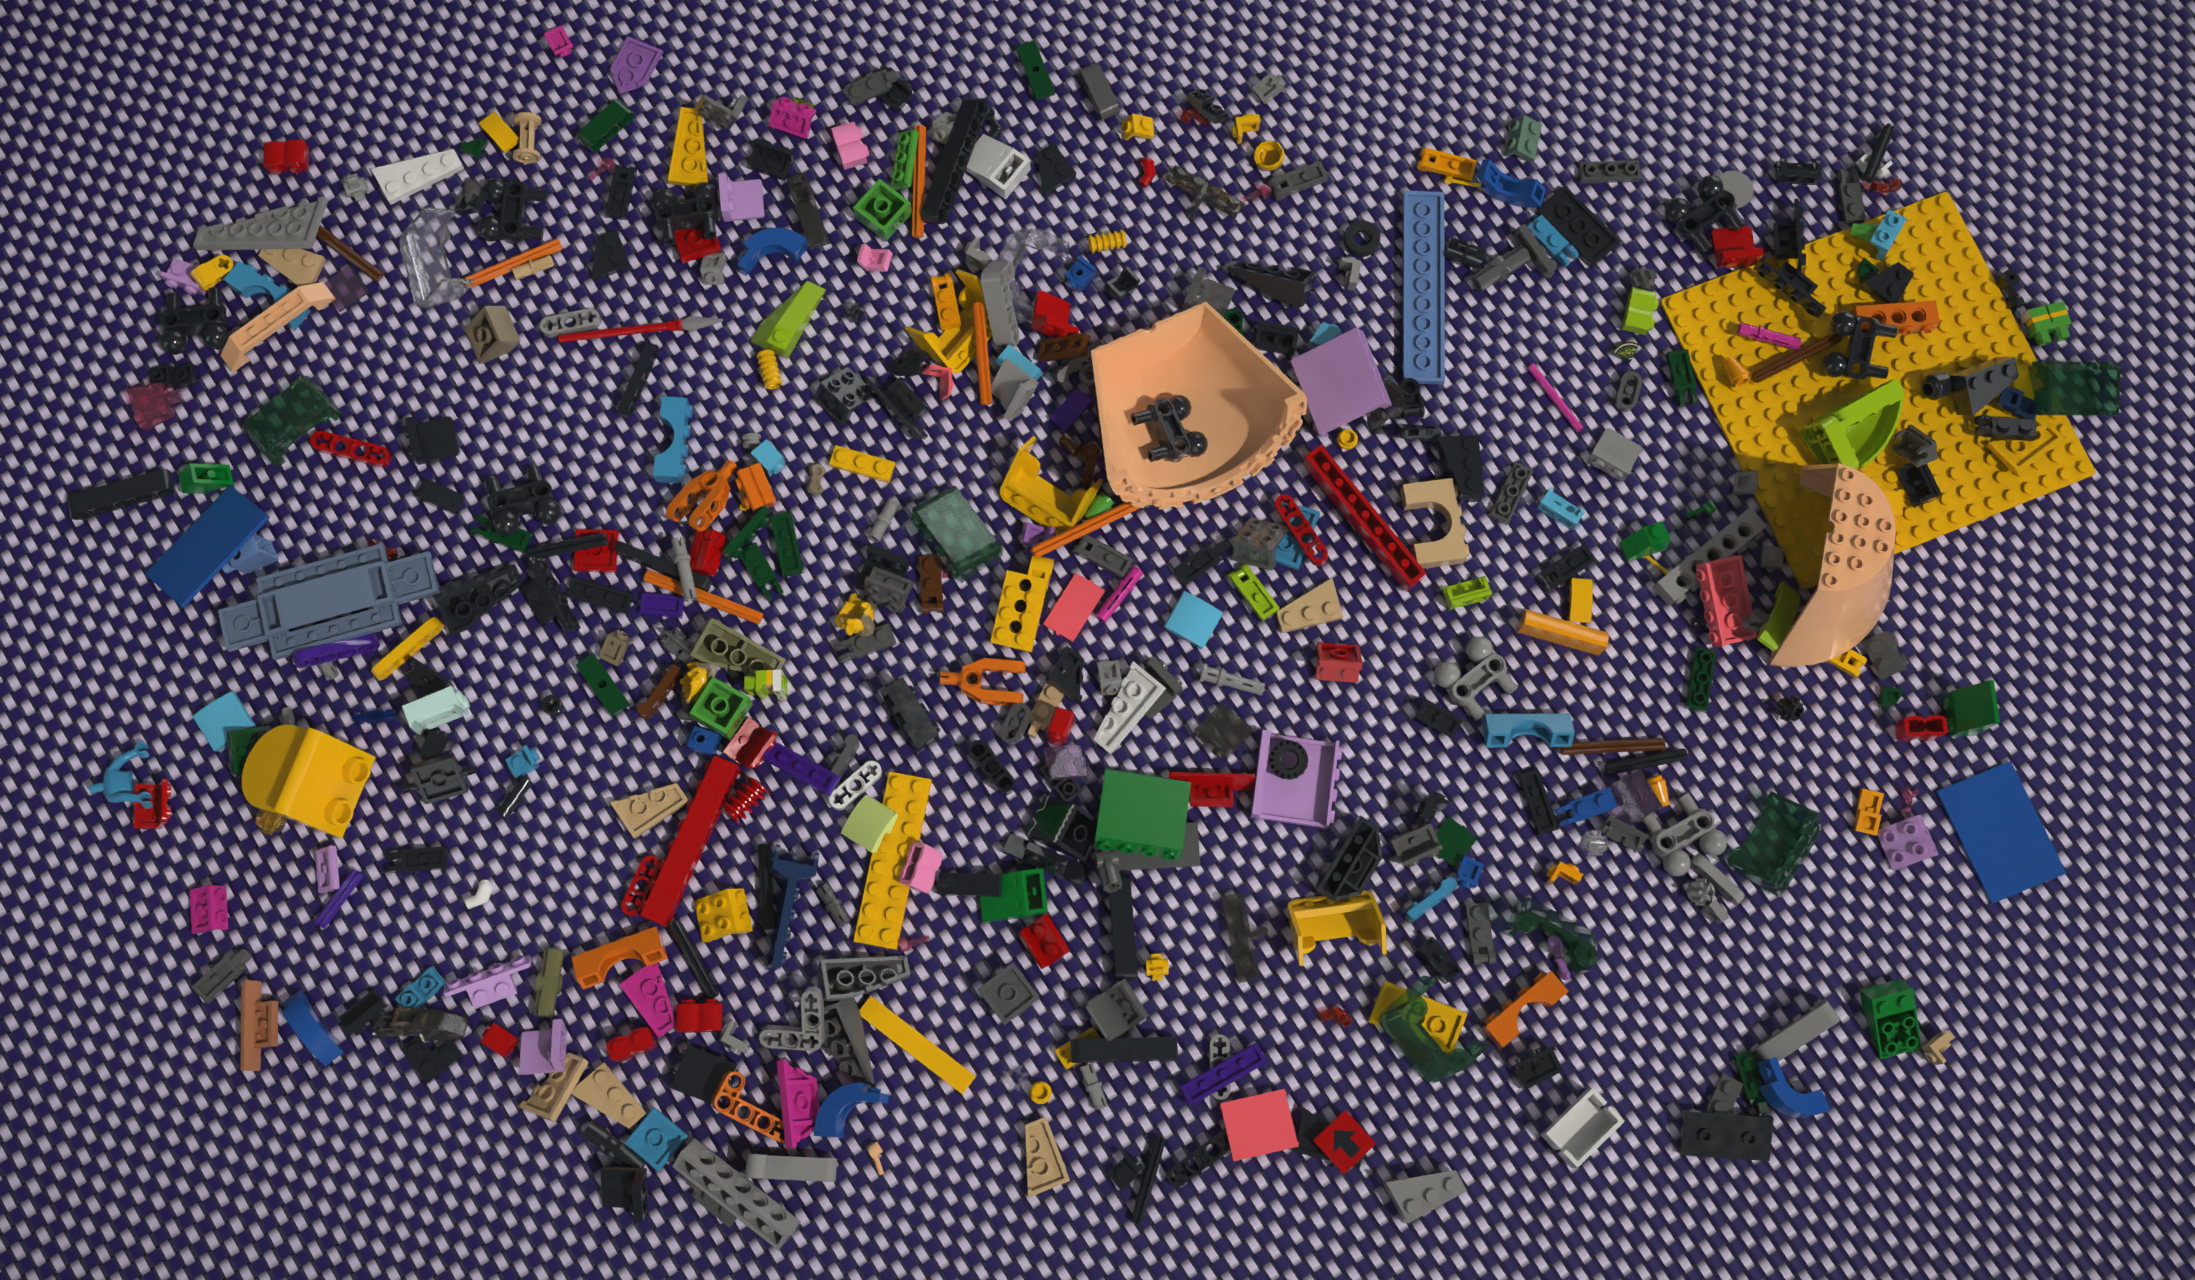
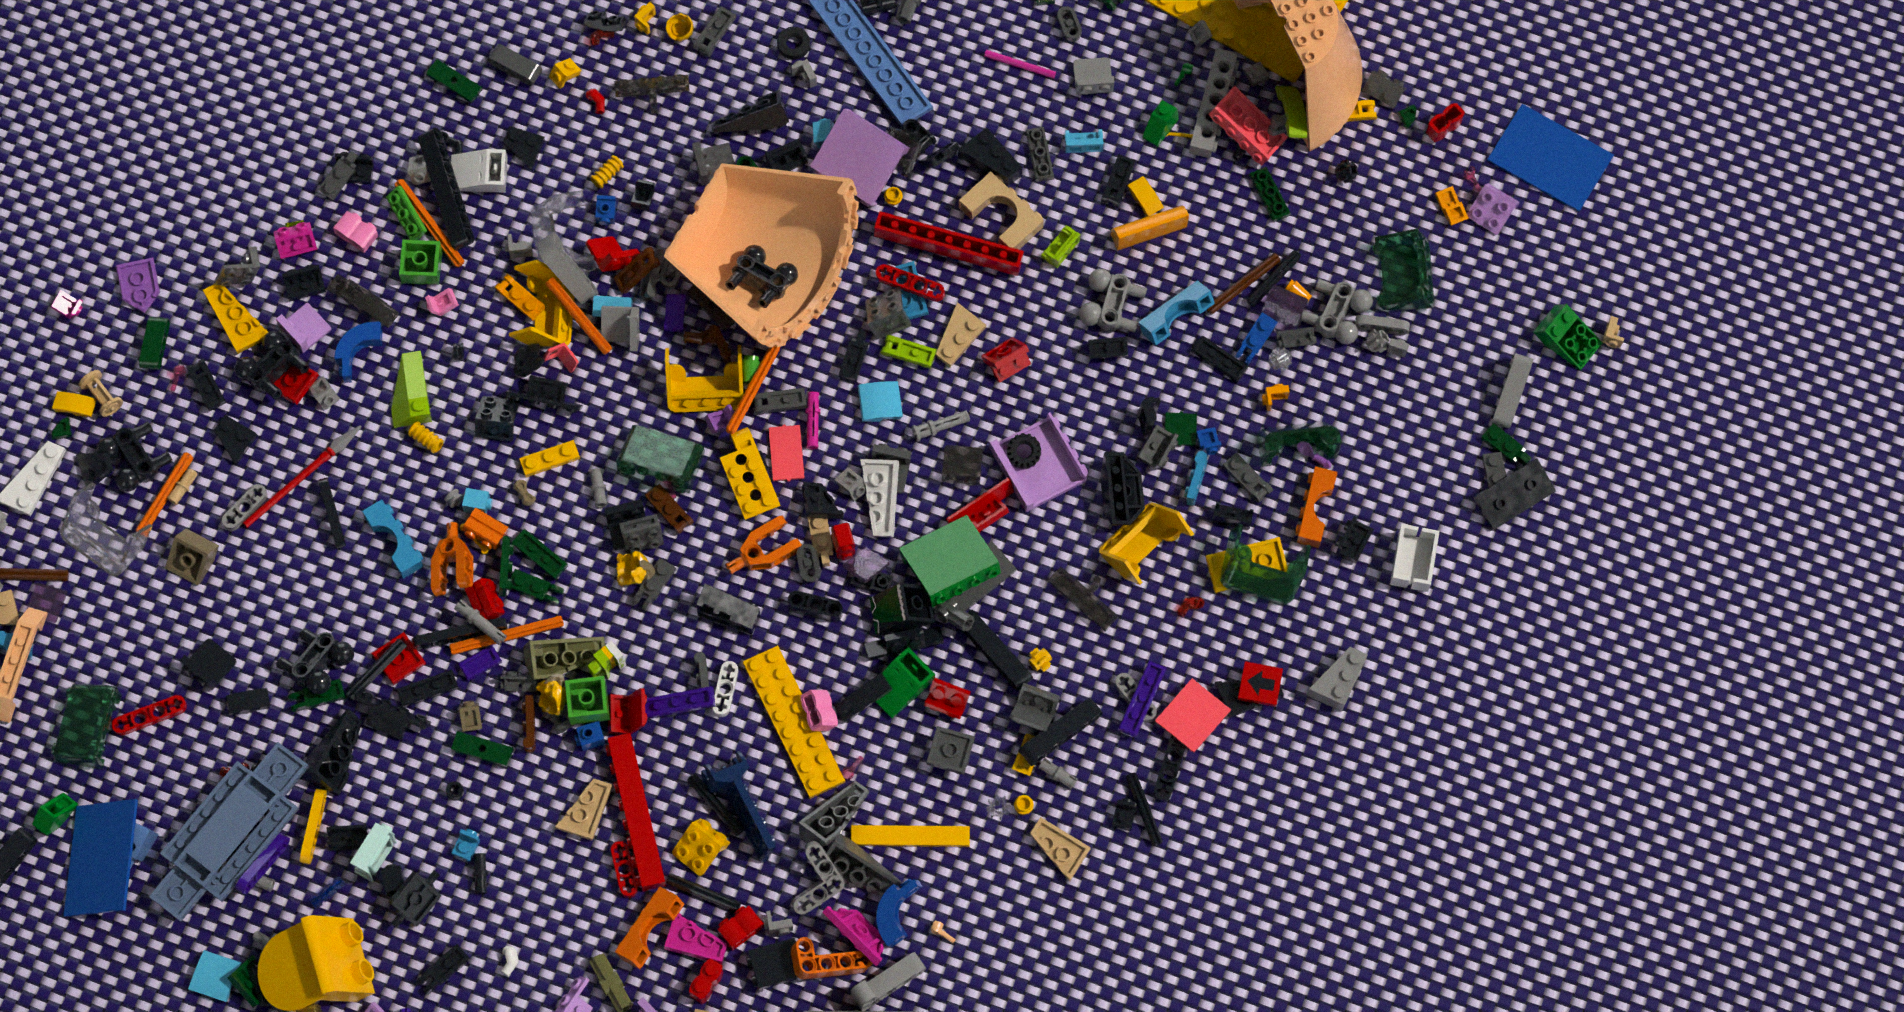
camera: 35 degrees left, 5 degrees down
(745, 799) = (651, 754): red piece -> none
(833, 905) = (775, 783): dark grey pin -> none
(869, 823) = (757, 706): yellowish green slope -> none
(1264, 190) = (694, 56): clear pink hand -> none
(1786, 1099) = (1535, 439): blue arch -> none
(1971, 709) = (1469, 85): green slope -> none

